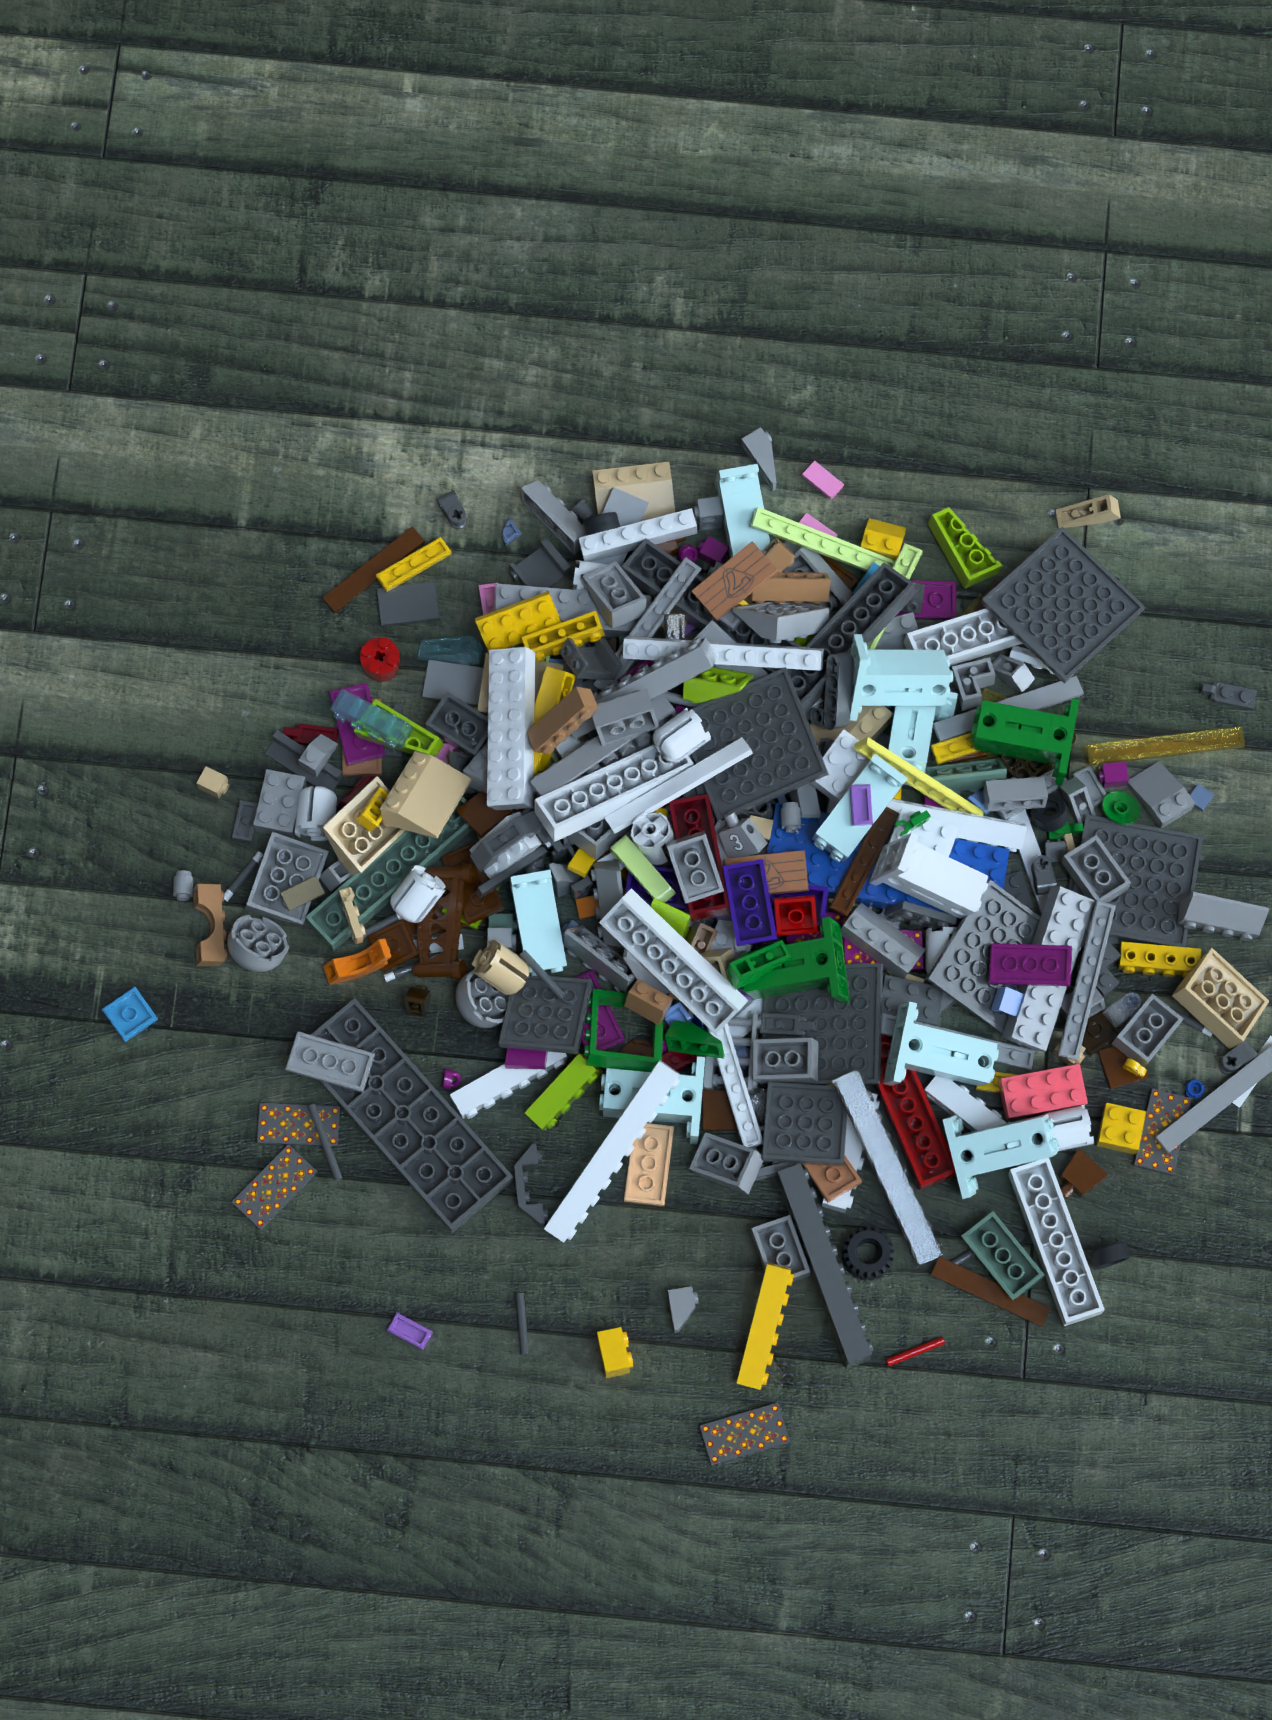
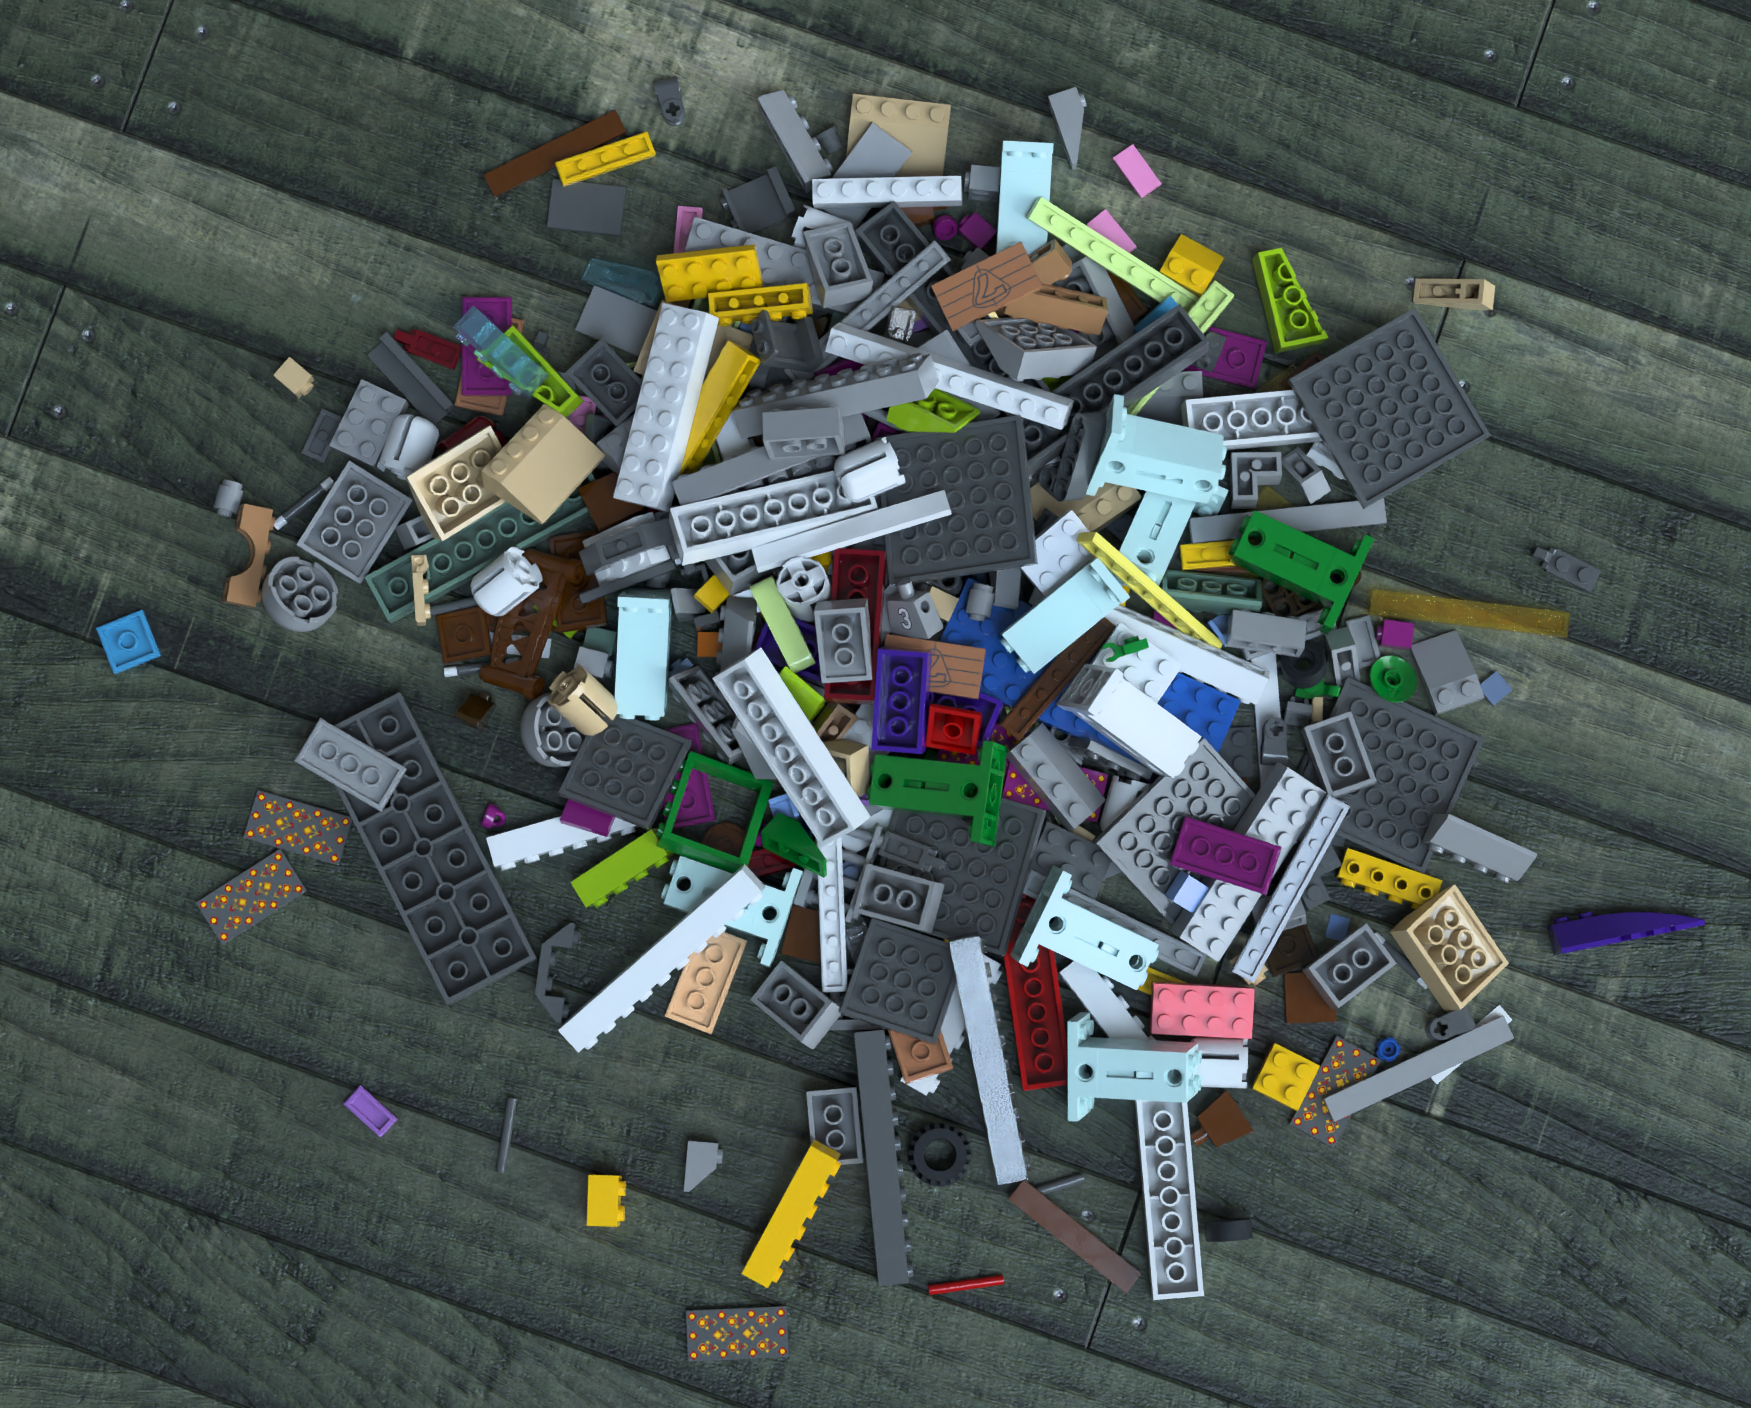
camera: 15 degrees right, 10 degrees up
(302, 893) = (367, 546): dark tan tile -> none
(317, 754) = (427, 376): light grey slope -> none
(325, 1142) = (324, 858): dark grey bar -> none
(359, 964) = (414, 648): orange arch -> none
(366, 817) = (465, 476): yellow slope -> none
(370, 662) = (534, 257): red brick -> none
(510, 532) = (734, 145): sand blue tile -> none
(542, 974) = (631, 721): dark grey bar -> none
(562, 720) = (727, 419): medium nougat brick -> none
(601, 523) = (845, 168): black tyre -> none
(648, 1002) = (751, 786): medium nougat brick -> none
(757, 964) = (892, 776): green slope -> none
(861, 805) = (1066, 614): medium lavender tile -> none
(1003, 1256) = (1100, 1198): sand green slope -> none
(1121, 1010) = (1323, 932): clear piece -> none
(1134, 1067) = (1321, 1007): yellow tile -> none

